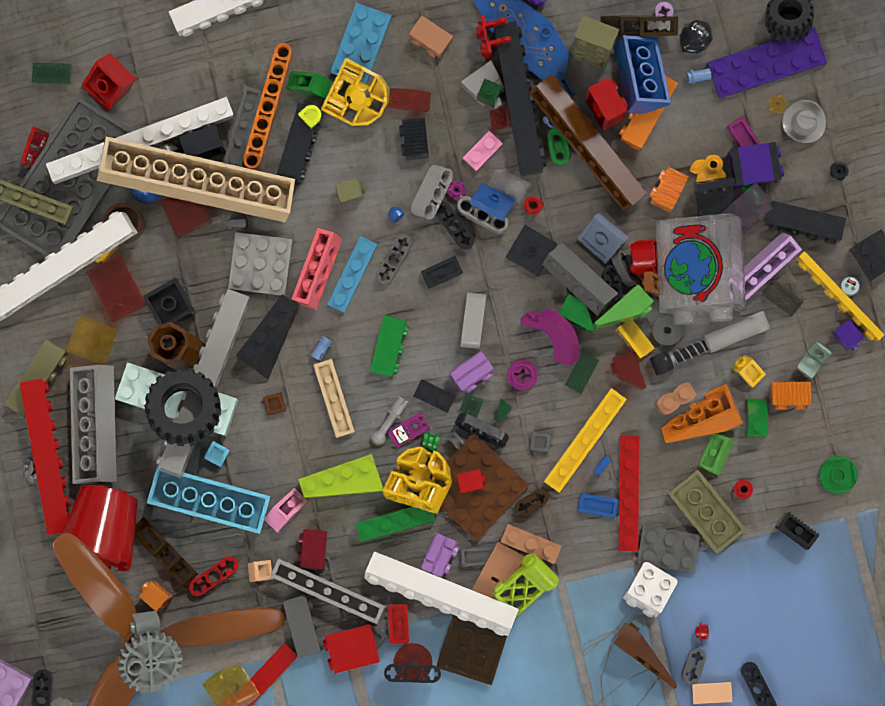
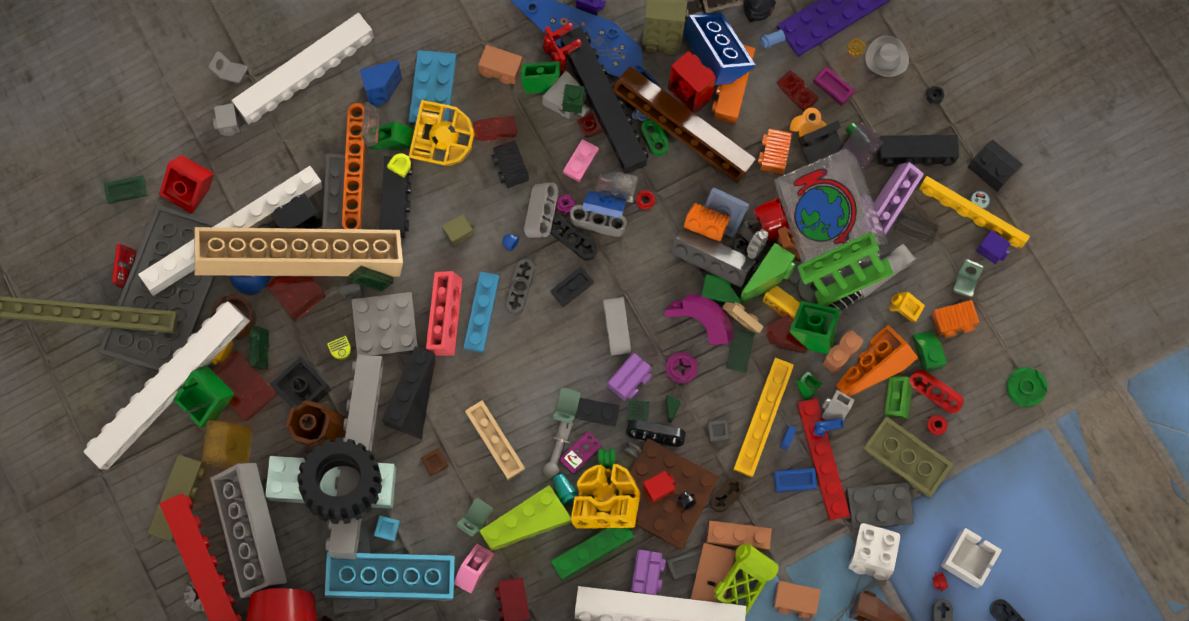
camera: 20 degrees left, 10 degrees down
(83, 285) = (204, 390): none -> green piece
(140, 257) = (259, 348): none -> clear green plate
(159, 28) = (226, 120): none -> light grey brick
(214, 276) = (340, 348): none -> neon yellow tile
(257, 219) = (371, 278): none -> clear green tile
(293, 68) = (370, 124): none -> clear slope
(298, 465) = (475, 517): none -> sand green bracket
(312, 28) = (381, 81): none -> blue slope
(321, 348) = (469, 393): medium blue pin -> none
(385, 461) = (564, 490): none -> teal cone
(389, 346) = (538, 373): green brick -> none
(407, 384) = (567, 405): none -> sand green bracket
(464, 60) = (539, 76): none -> green slope
(492, 500) = (686, 500): none -> black plate
(530, 250) = (655, 244): black plate -> none
(566, 613) = (796, 599): none -> nougat brick
(583, 244) = (707, 222): none -> orange brick
(597, 347) = (747, 320): none -> tan plate
(623, 279) = (757, 244): none -> light grey gear
(634, 464) = (822, 426): none -> blue arm
(635, 420) = (808, 385): none -> green slope
(654, 450) = (837, 406): none -> light grey brick
(655, 370) = (815, 326): none -> green slope
(697, 315) = (840, 257): none -> bright green fence
(707, 133) = (795, 89): none -> clear red slope
(733, 619) = (968, 560): none -> white piece
(751, 449) = (938, 399): none -> red beam
(755, 164) = (853, 106): dark purple panel -> none
(797, 530) = (1005, 451): black brick -> none

